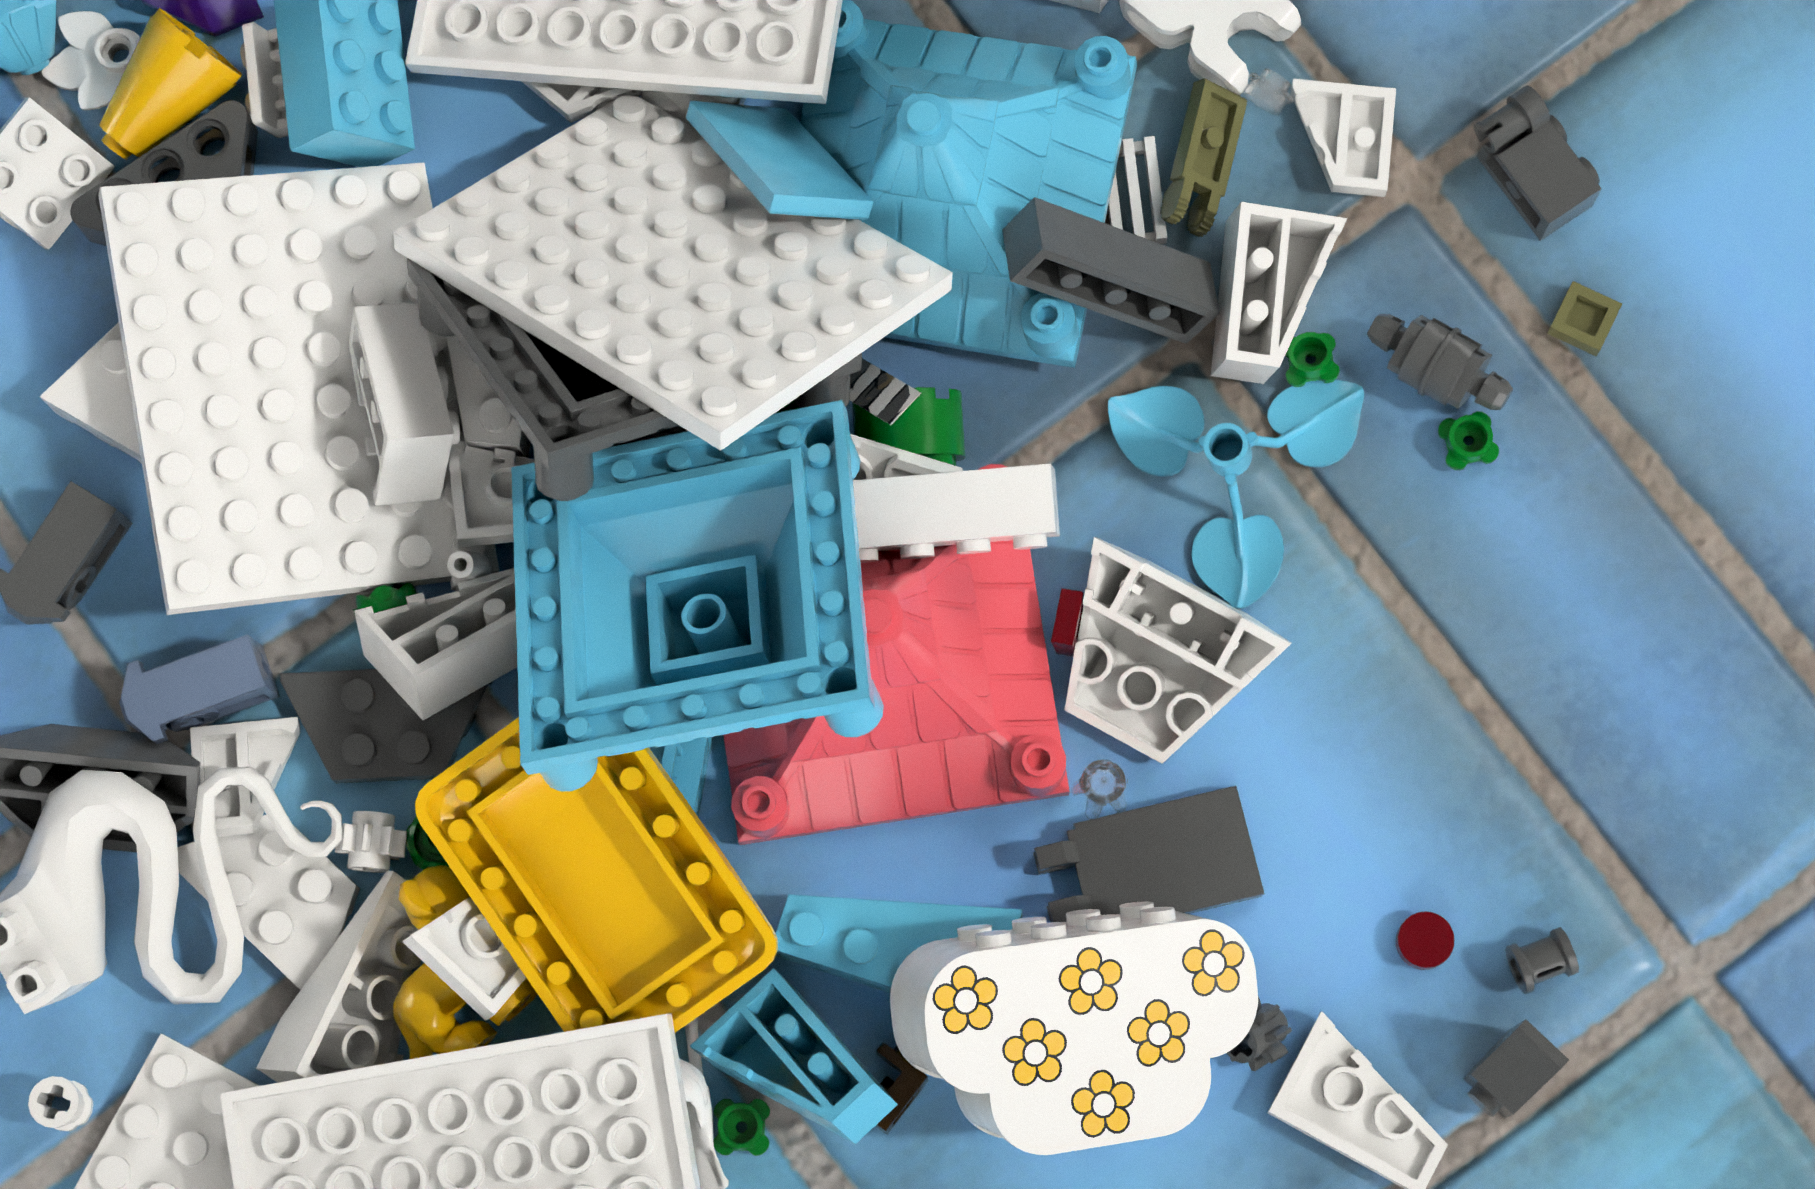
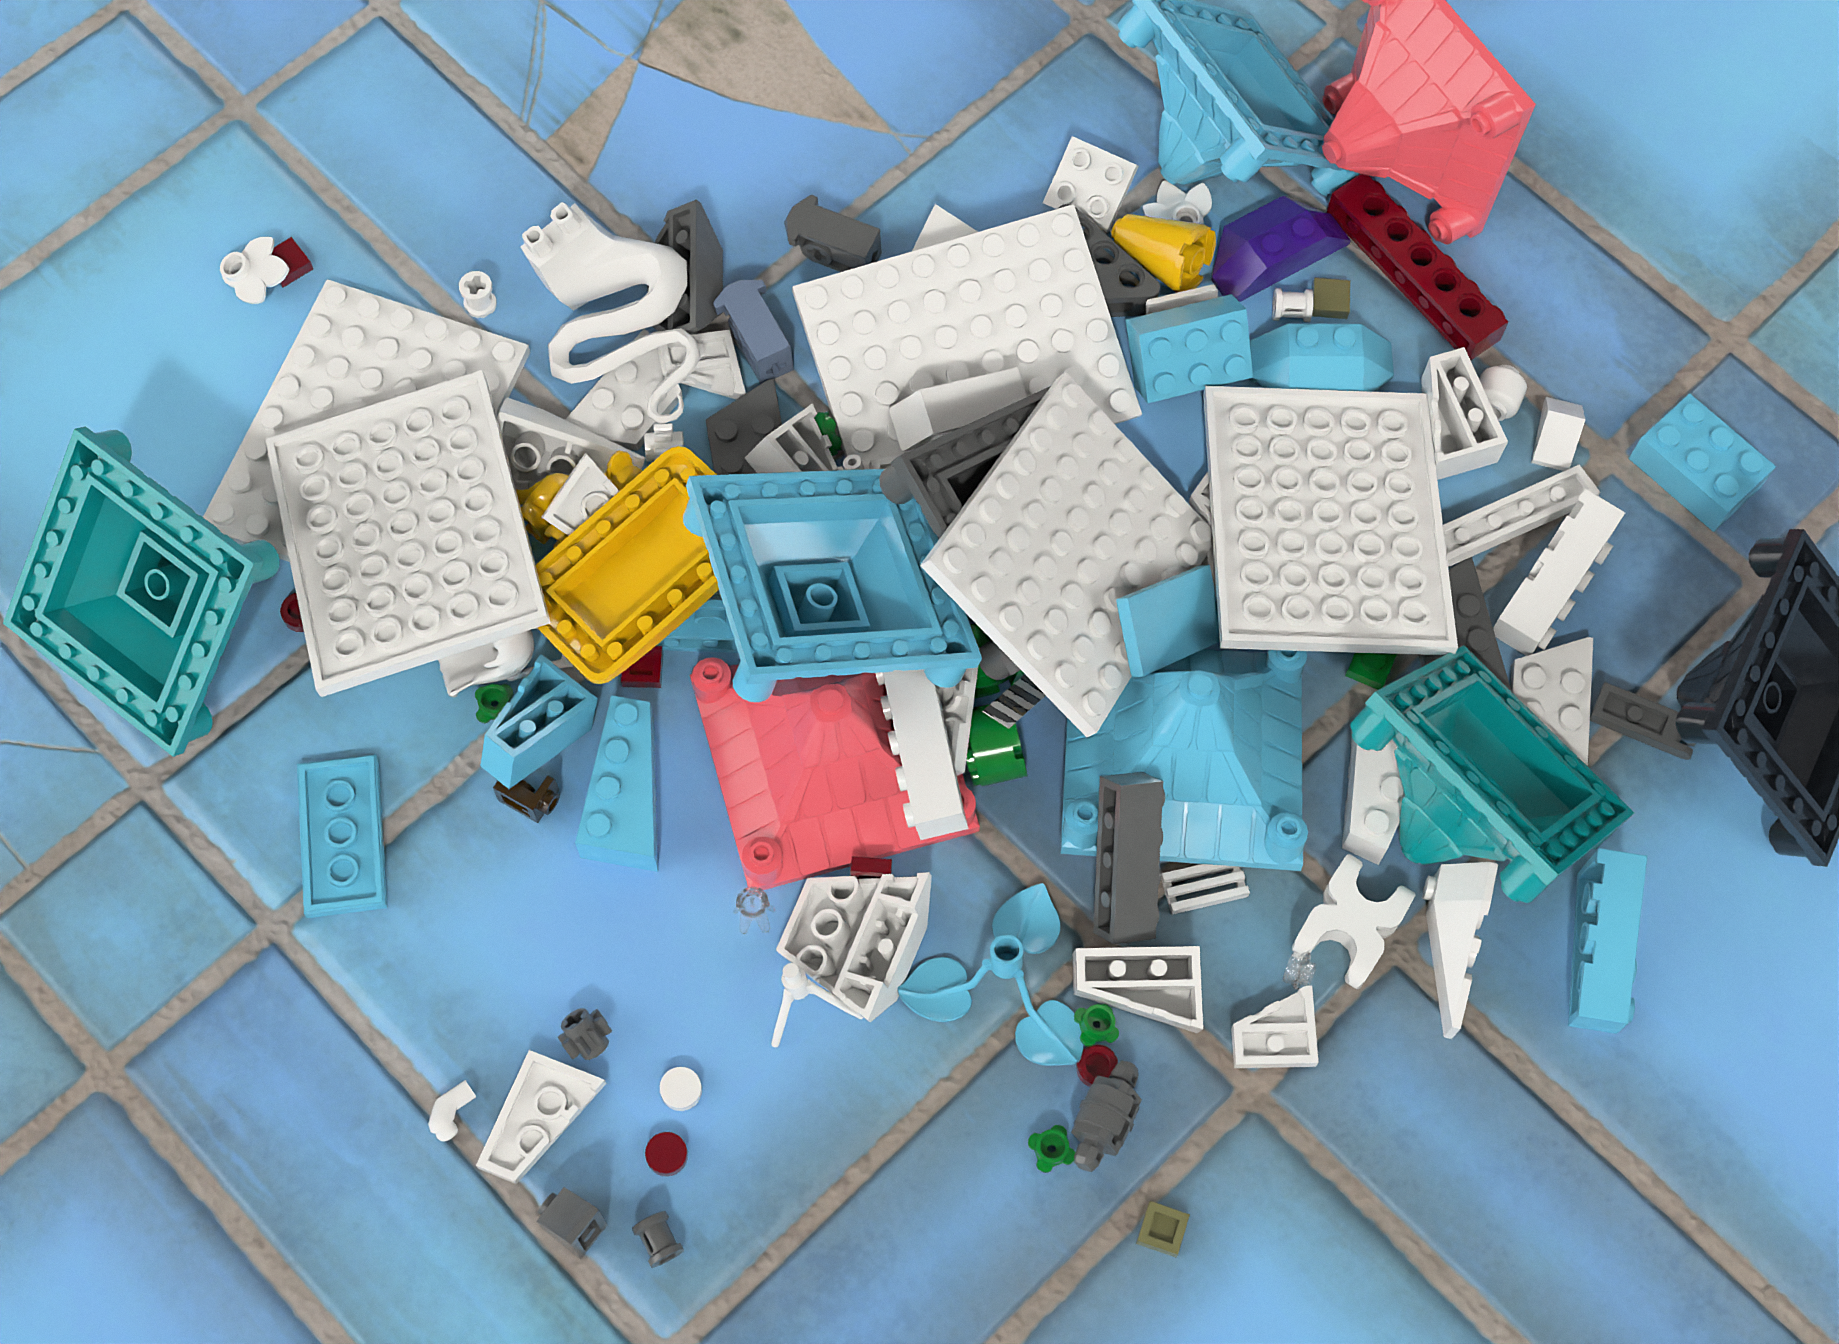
camera: 75 degrees right, 10 degrees down
(1078, 1023) = (571, 894): white brick -> none
(1170, 853) = (704, 956): dark grey tile -> none
(1204, 155) = (1242, 929): olive hinge -> none
(1232, 734) = (798, 987): none -> white plant
(1337, 913) = (680, 1088): none -> white tile
(1364, 365) = (1095, 1062): none -> dark red tile
(1535, 164) = (1277, 1174): dark grey hinge -> none

